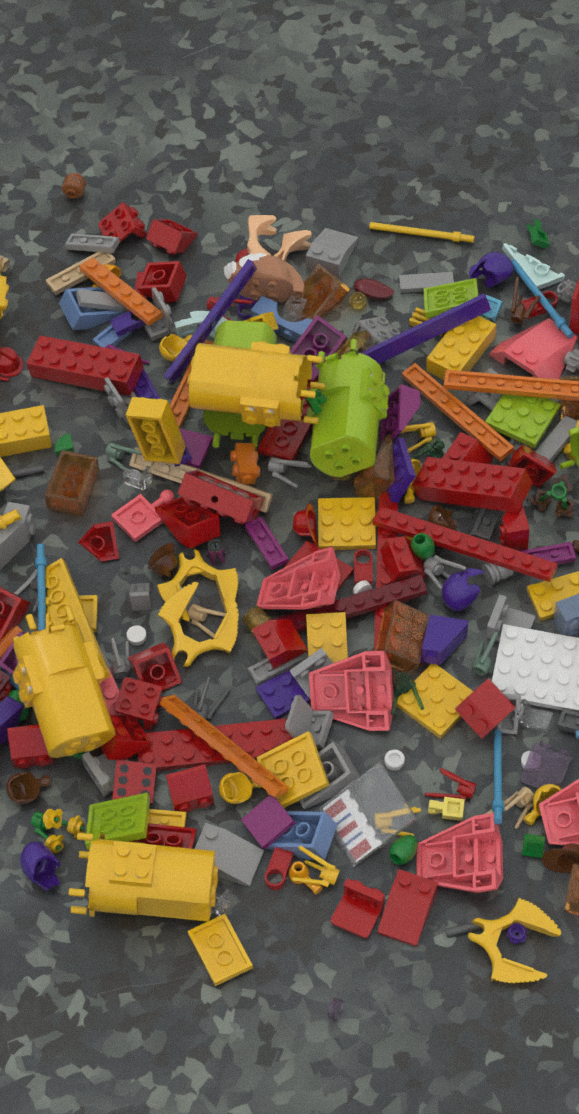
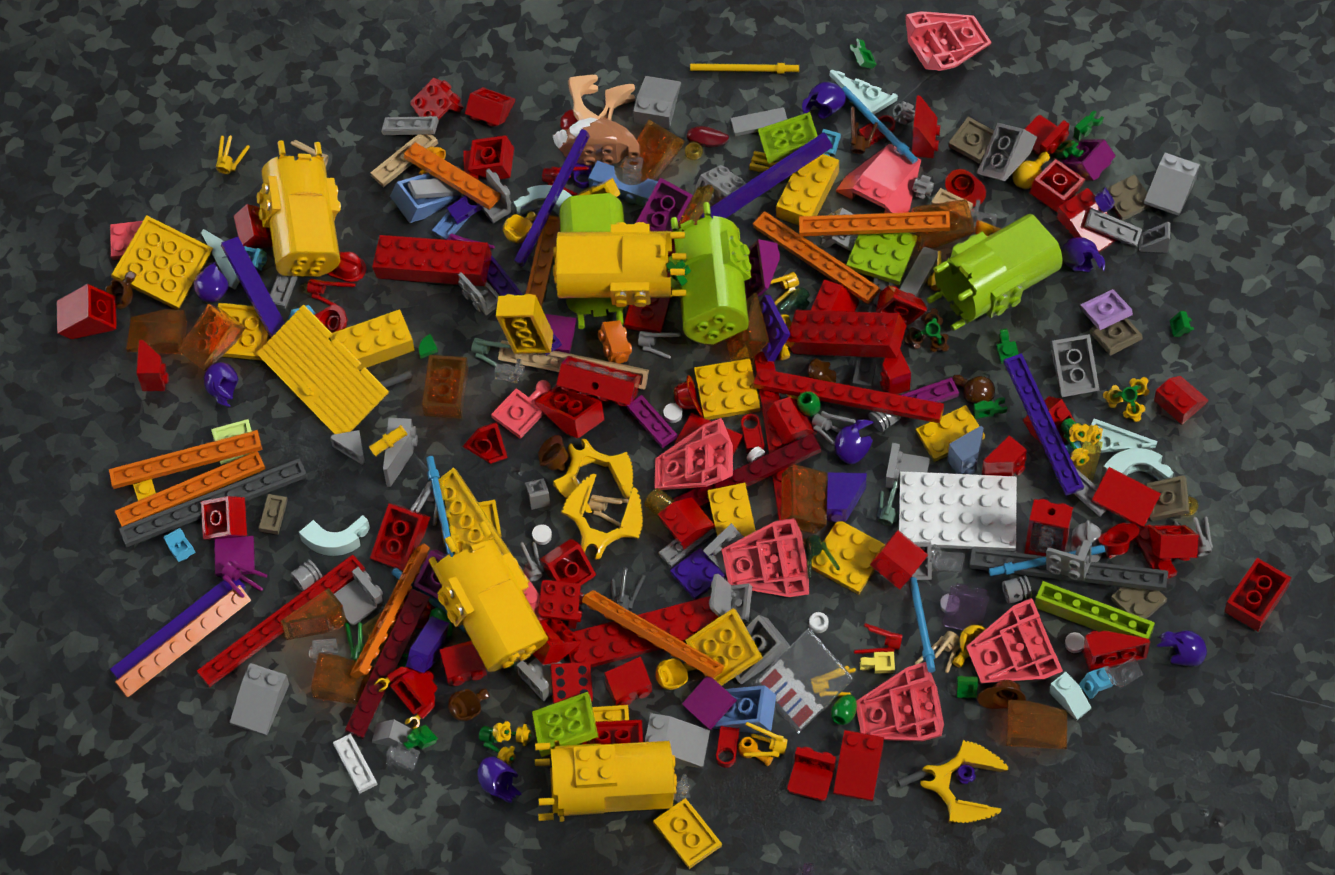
camera: 10 degrees left, 5 degrees up
(74, 185) = (377, 64): dark orange head -> none
(215, 548) = (603, 434): piece -> none
(289, 538) = (672, 413): none -> white tile

